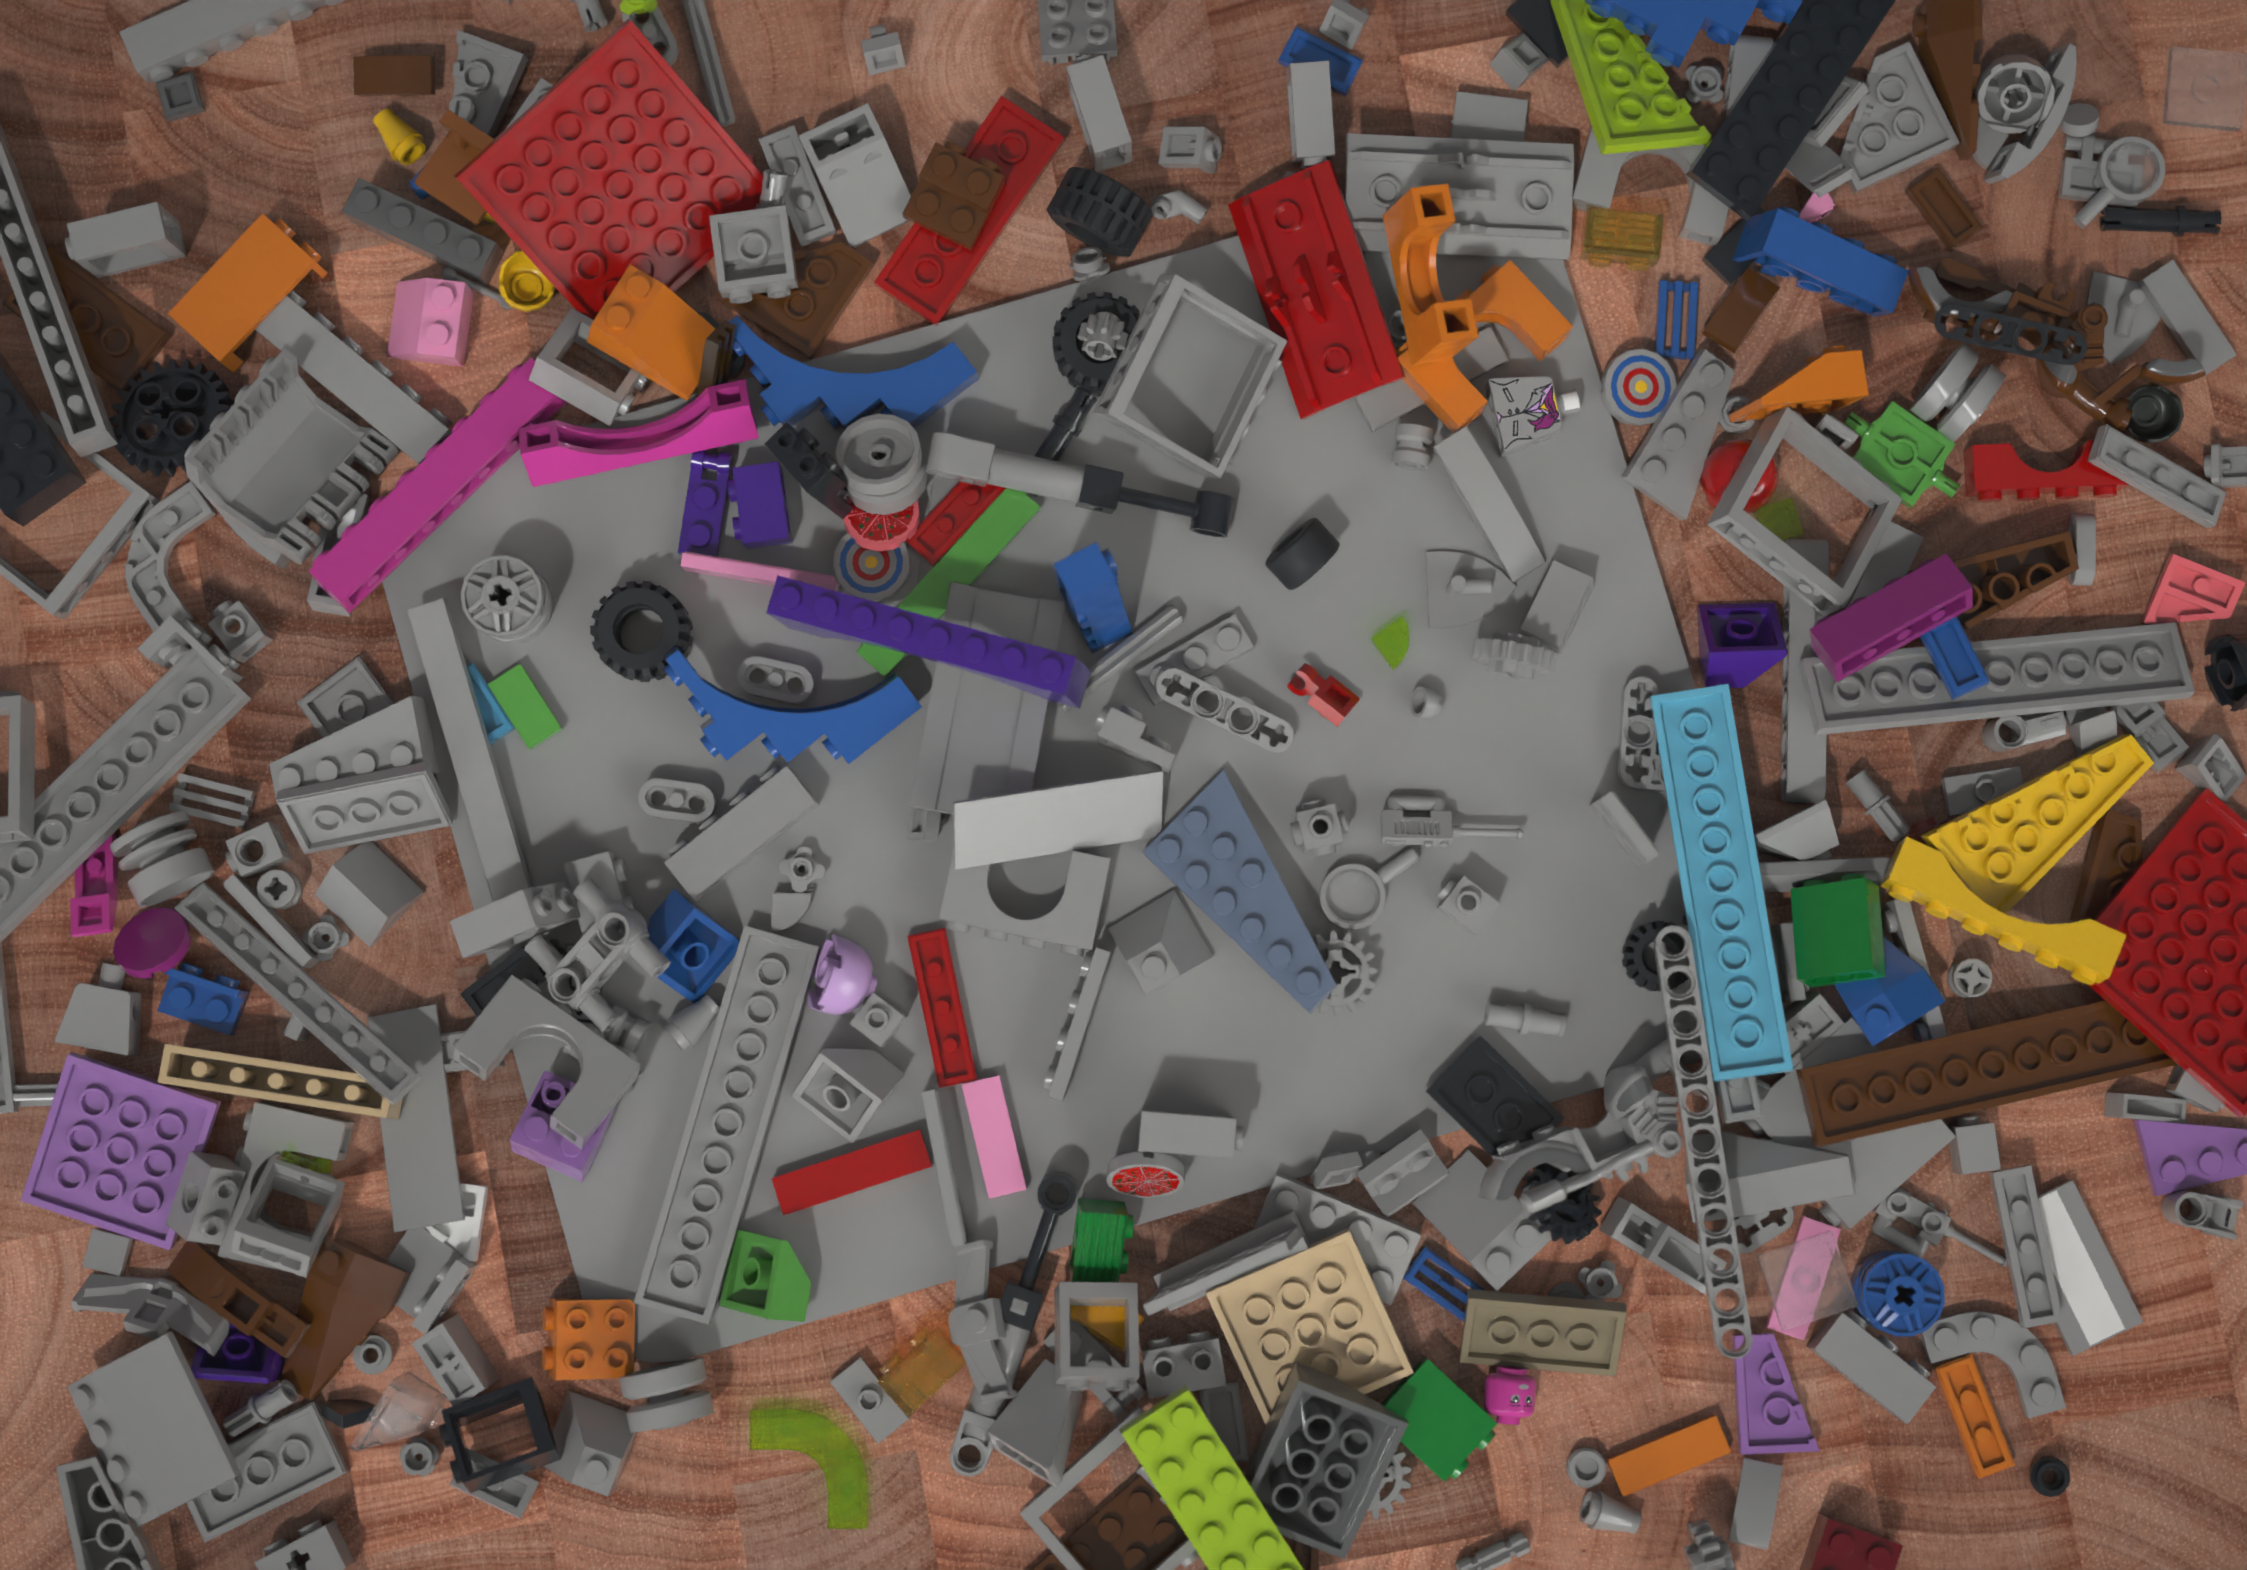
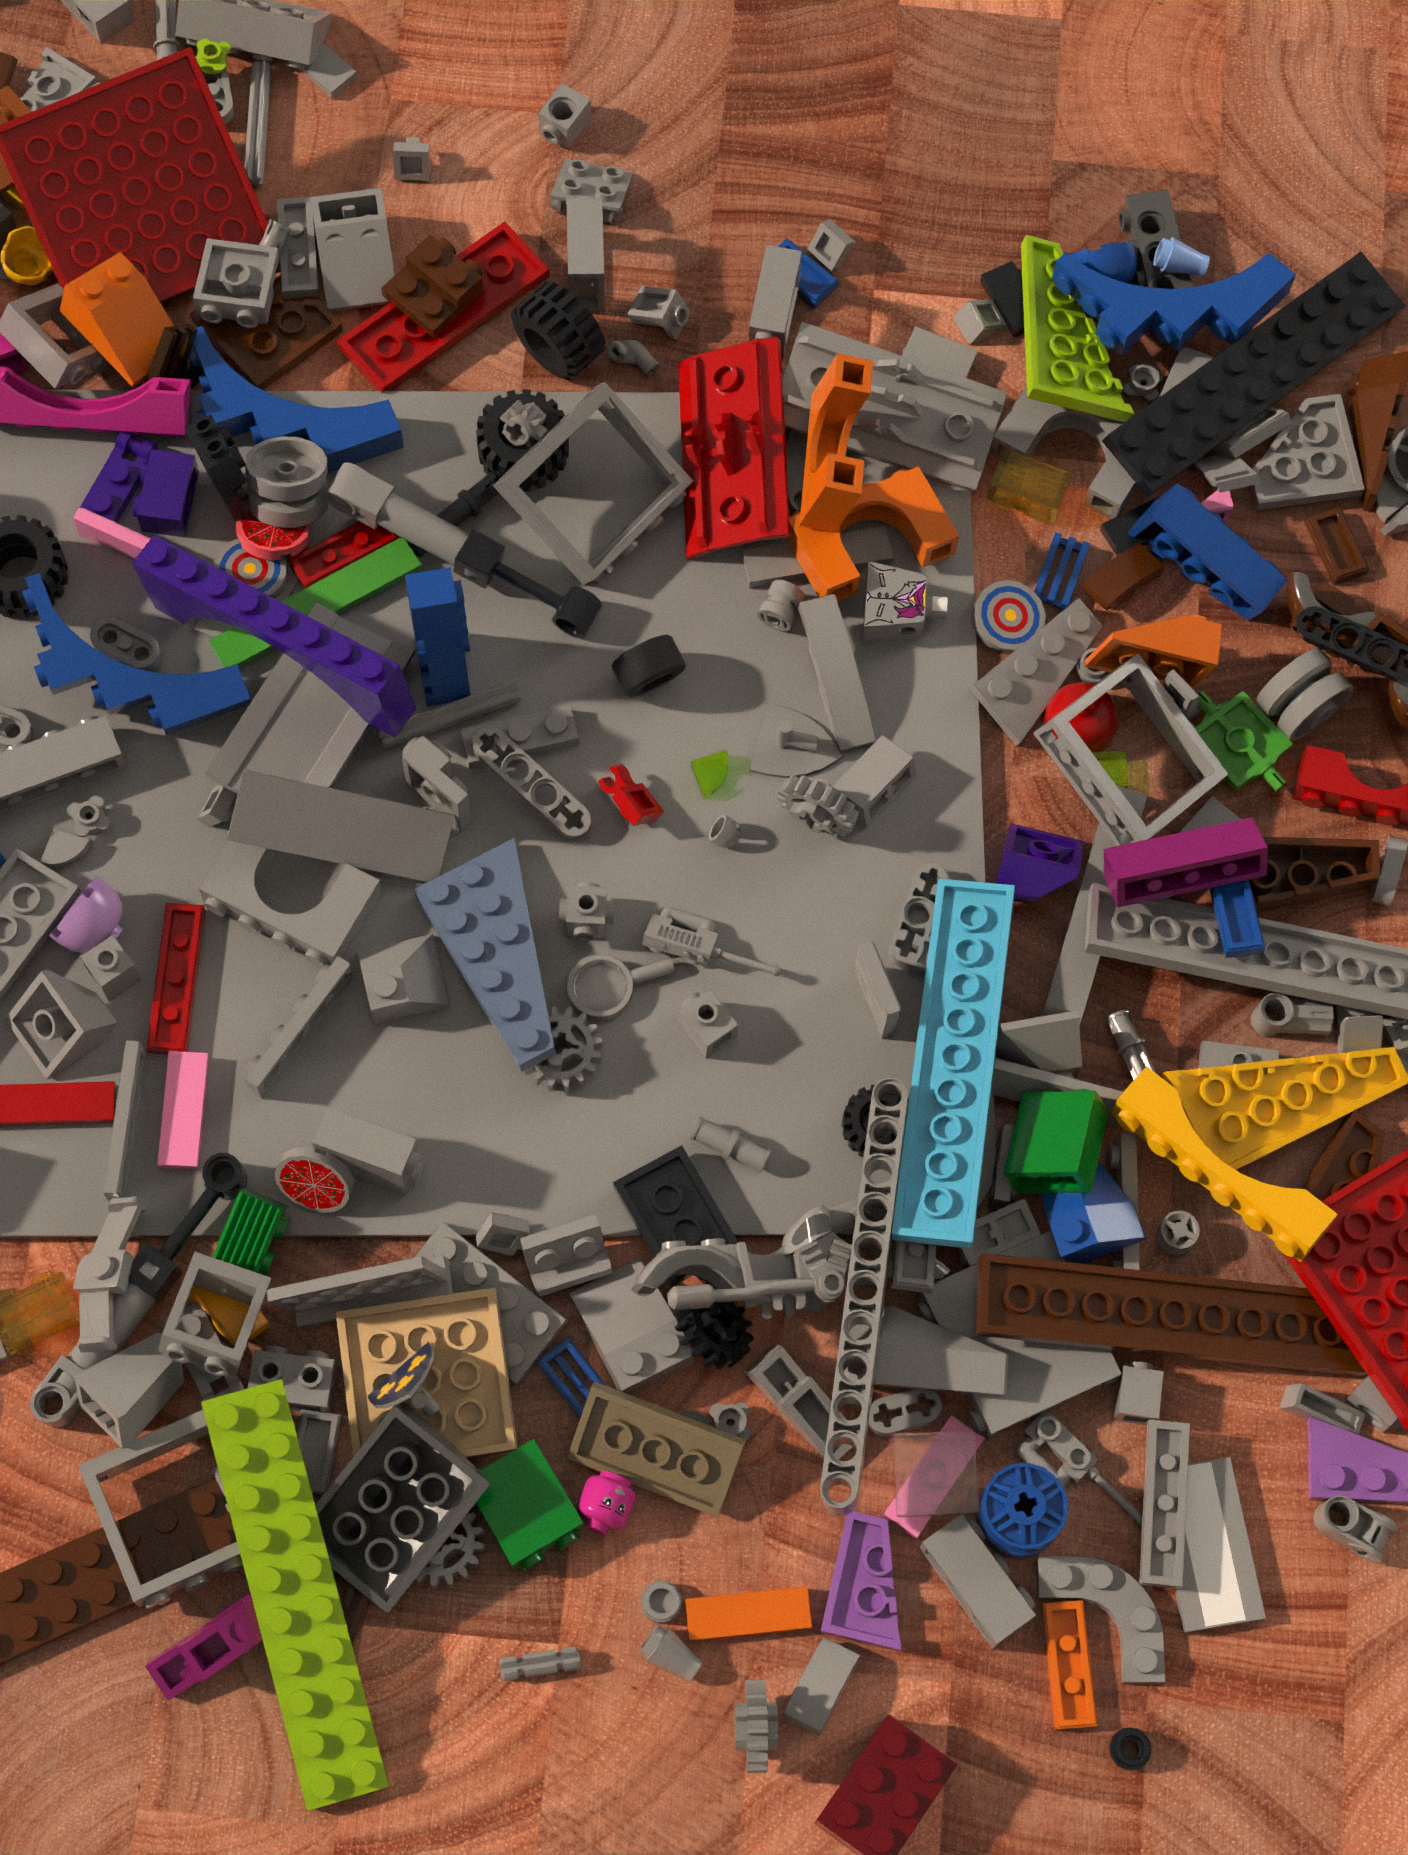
camera: 10 degrees right, 15 degrees down
(1089, 264) = (536, 379): light grey plate -> none
(1297, 1348) = (406, 1384): none -> shield

